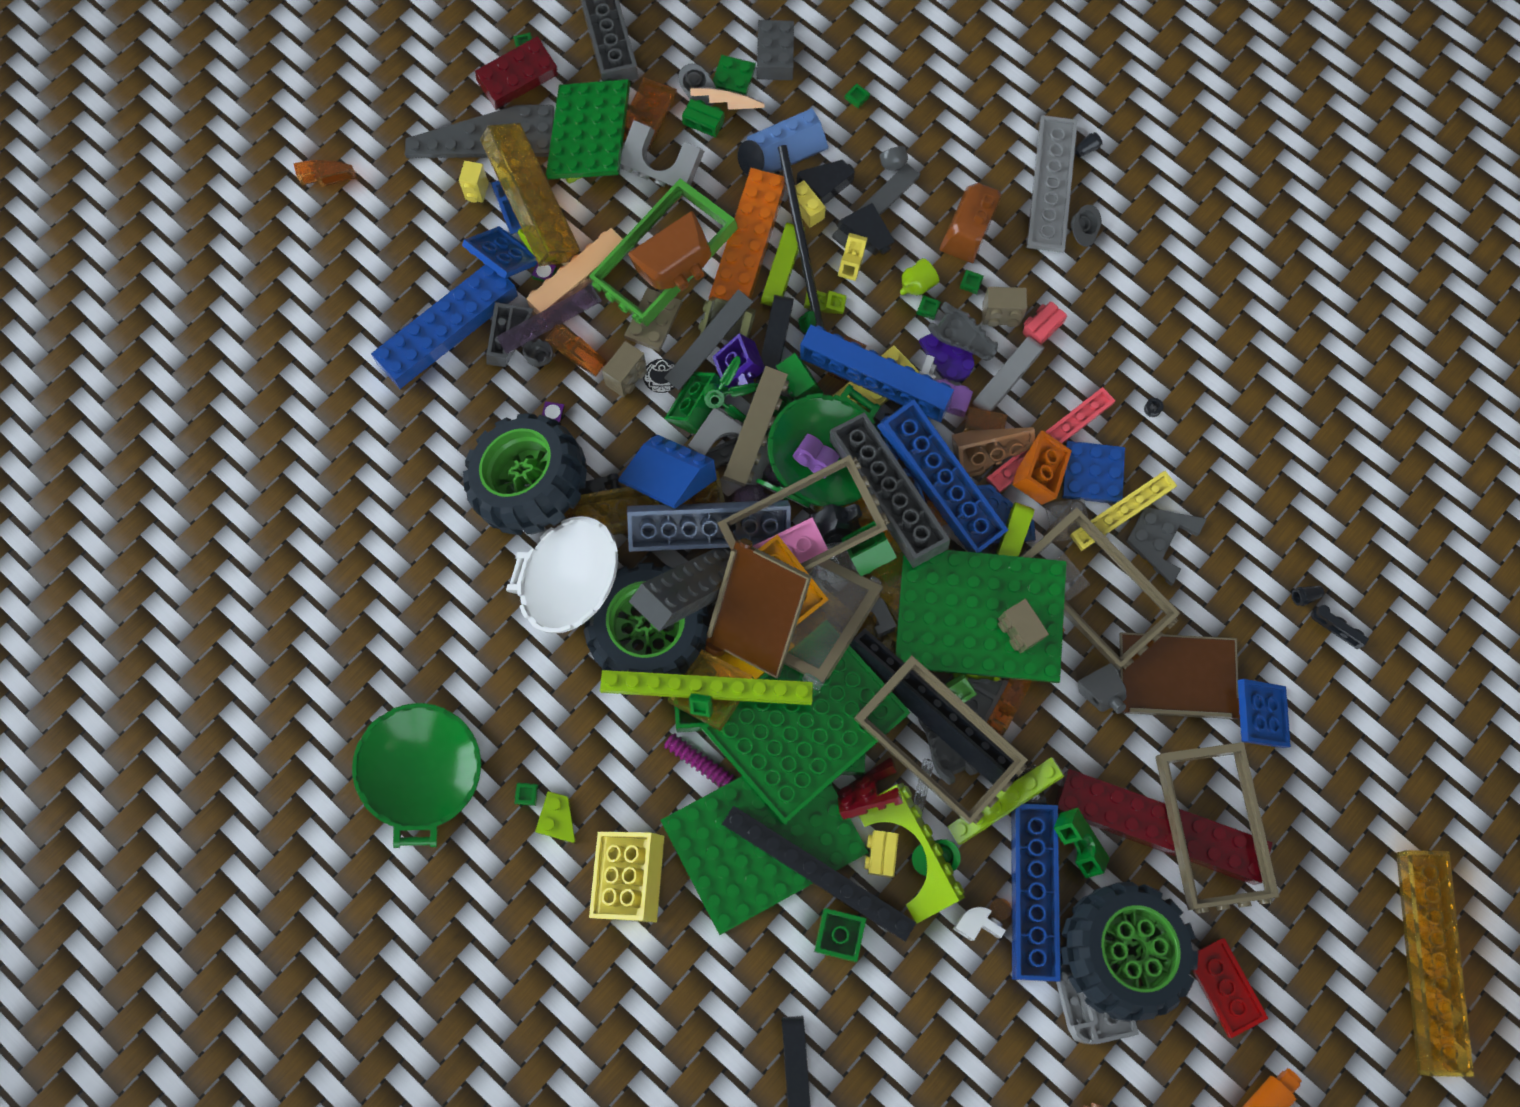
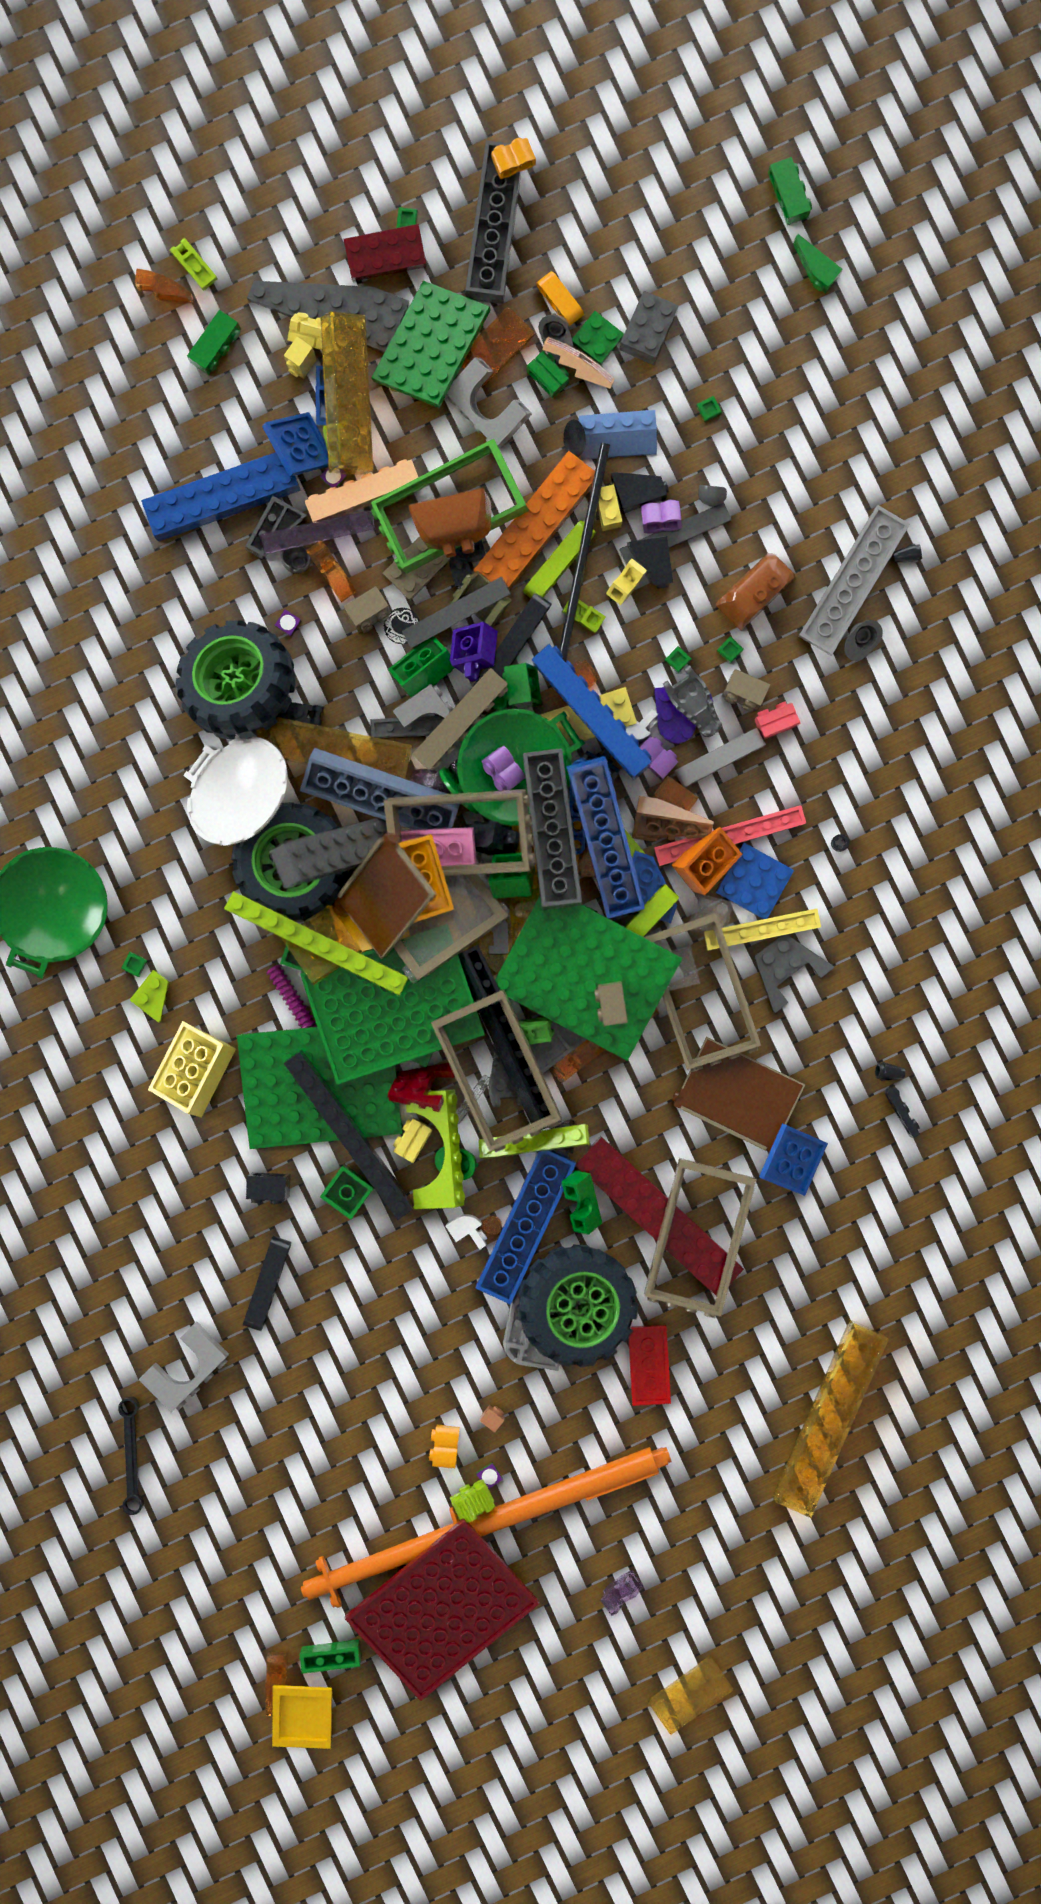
camera: 30 degrees right, 15 degrees up
(345, 144) = (194, 264): none -> lime plate
(388, 200) = (214, 342): none -> green brick
(475, 154) = (306, 329): none -> light yellow brick
(668, 471) = (364, 729): blue slope -> none
(683, 53) = (559, 298): none -> light orange beam
(693, 296) = (460, 563): none -> black plate
(700, 705) = (304, 957): green tile -> none
(714, 395) = (436, 671): green plant -> none
(756, 965) = (268, 1187): none -> black brick
(806, 320) = (557, 629): green tile -> none
(859, 192) = (661, 516): none -> medium lavender brick
(919, 278) = (679, 629): lime piece -> none
(1104, 689) = (666, 1081): dark grey torso -> none

